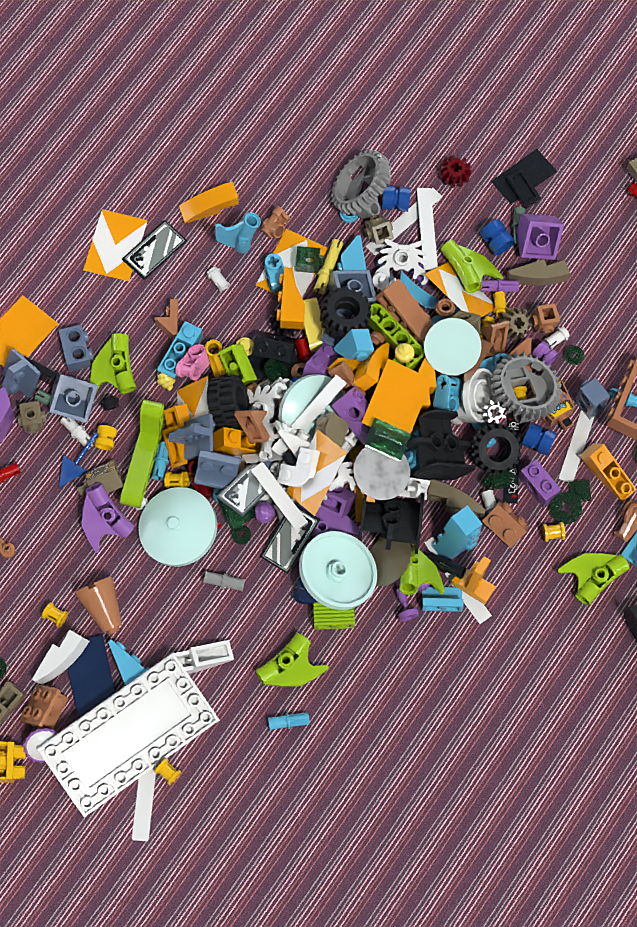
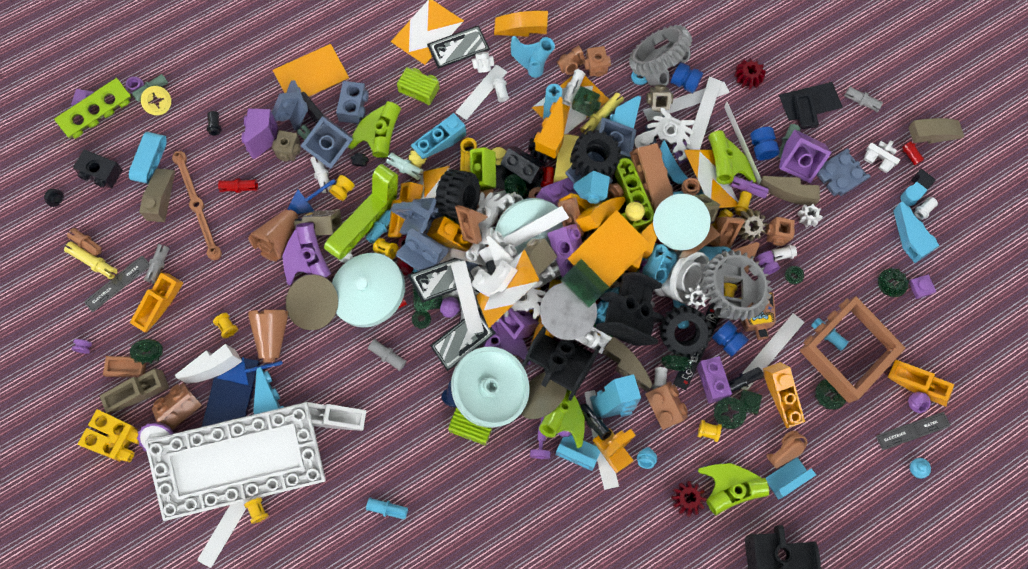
camera: 25 degrees right, 0 degrees up
(63, 510) = (274, 235): none -> nougat cone
(90, 654) = (239, 372): none -> blue piece
(129, 559) = (312, 302): none -> dark tan sticker
(134, 305) = (418, 85): none -> lime brick
(157, 392) = (405, 166): none -> light aqua pin
(169, 324) = (444, 110): nougat slope -> none
(188, 257) = (483, 62): none -> white gear
(193, 363) = (446, 151): bright pink piece -> none
(198, 288) = (480, 92): none -> white sticker
(289, 249) = (573, 87): none -> white pin
(298, 669) = (412, 466): lime pin -> none
(301, 214) = (597, 61): none -> nougat brick
(475, 243) = (742, 142): none -> white sticker
(507, 579) = (647, 458): none -> medium azure plate
(567, 472) = (745, 379): none -> black axle
(567, 598) = (685, 491): none -> dark red gear
(571, 294) = (809, 215): none -> white gear
(573, 156) = (863, 99): none -> light grey pin
(581, 238) = (842, 173): none -> sand blue plate
(592, 398) = (795, 320): sand blue brick -> none
(620, 209) = (889, 160): none -> white hips

